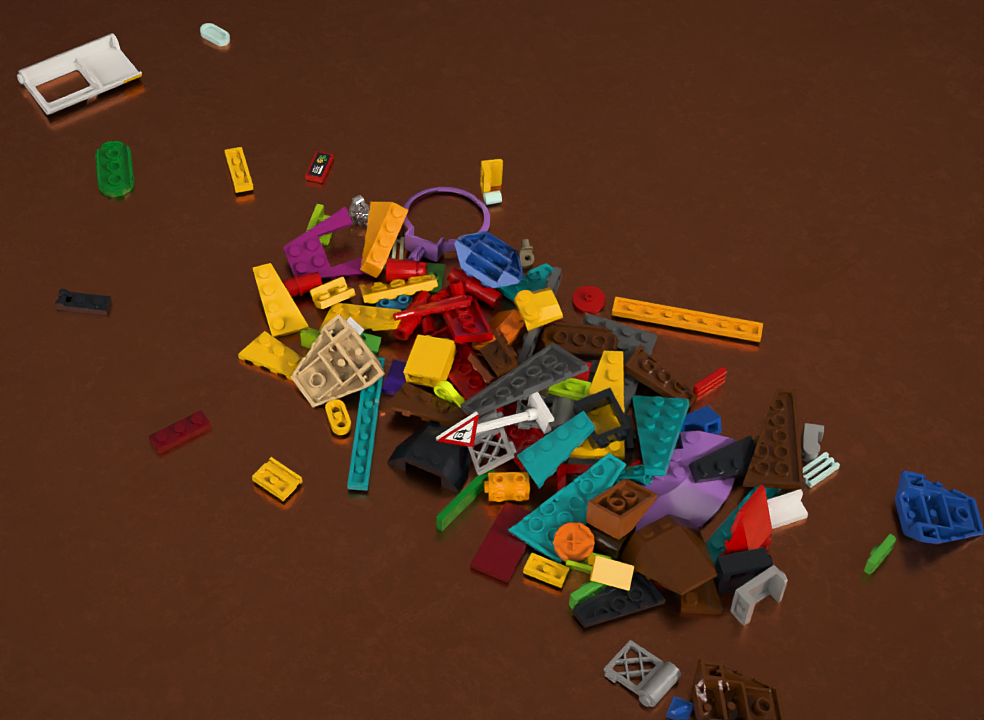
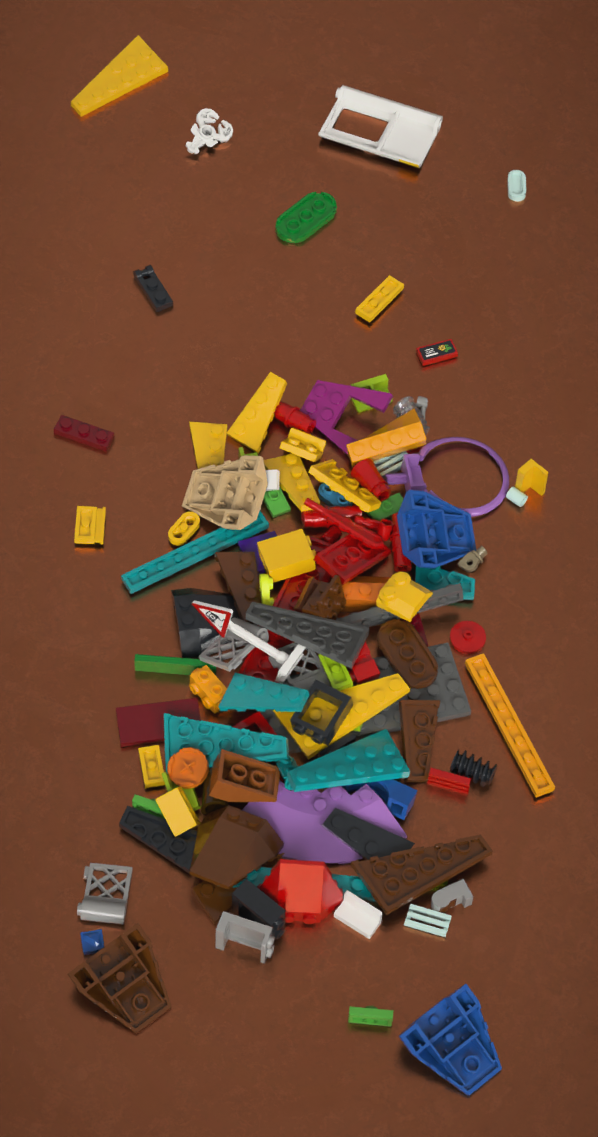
camera: 55 degrees right, 5 degrees up
(711, 360) = (473, 768): none -> black piece

